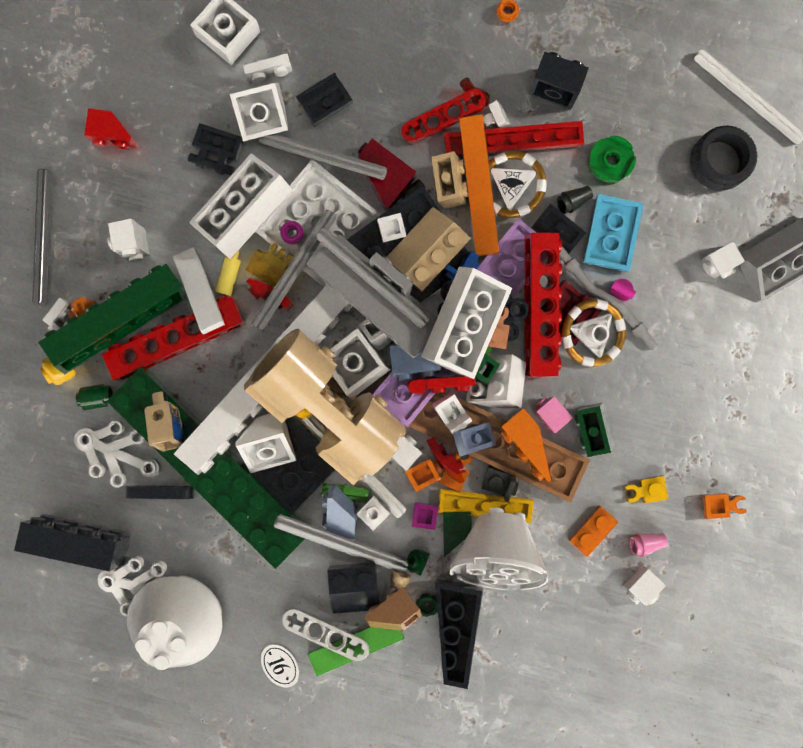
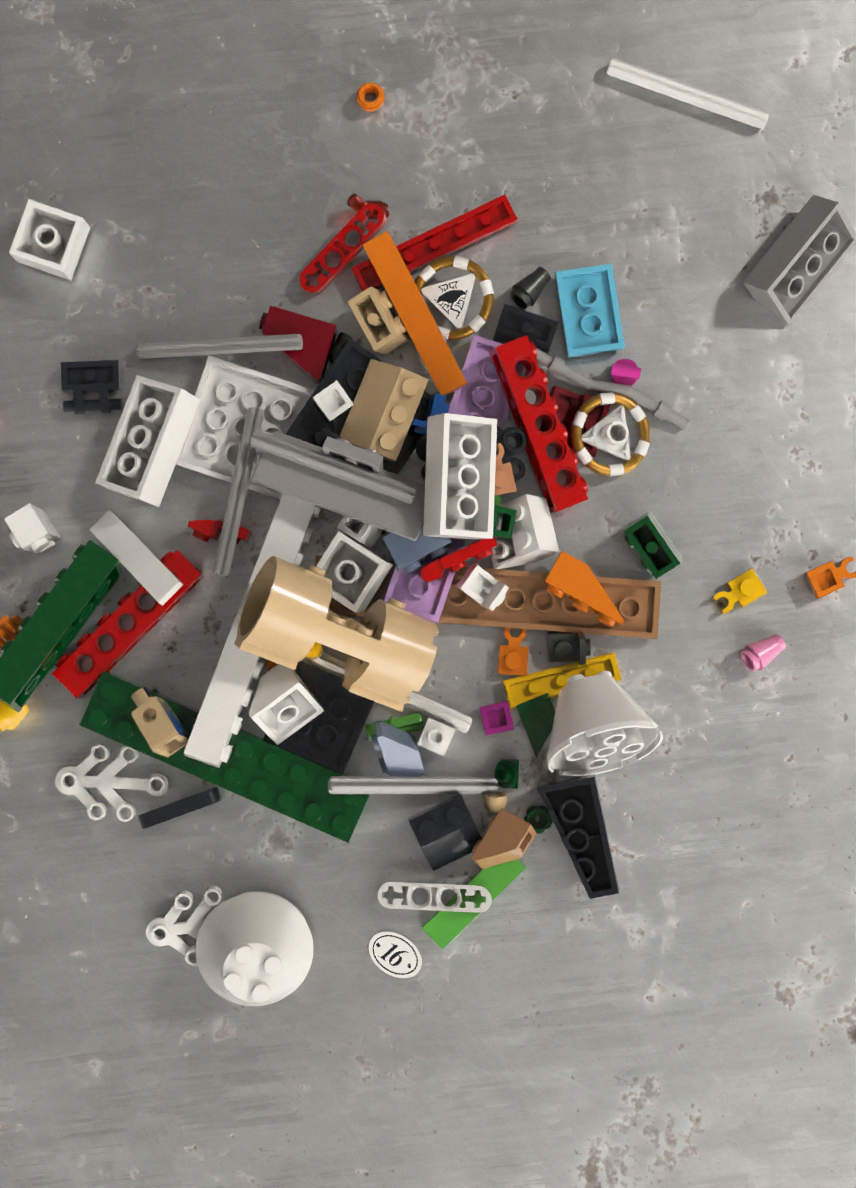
camera: 30 degrees left, 0 degrees up
(72, 543) = (102, 903): black brick -> none
(93, 396) = (60, 727): dark green brick -> none
(228, 275) = (162, 528): light yellow cylinder -> none
(260, 70) = (124, 263): white plate -> none
(260, 111) = (127, 322): white slope -> none
(269, 266) = (208, 499): clear yellow hinge -> none
(292, 225) = (215, 441): magenta plate -> none
(324, 99) = (196, 280): black plate -> none
(407, 452) = (448, 652): white brick -> none
(424, 474) = (477, 670): orange bracket -> none
(447, 462) = (498, 646): red slope -> none
(474, 439) = (519, 607): sand blue slope -> none
(497, 117) = (405, 225): white tile -> none
(552, 414) = (598, 545): bright pink brick -> none
(558, 80) = (460, 158): black brick -> none
(593, 531) = (695, 661): orange plate -> none
(624, 156) = (570, 217): green plate -> none
(644, 587) = (777, 703): white brick -> none
(723, 261) = (727, 296): white brick -> none
(739, 142) = (693, 150): black tyre -> none

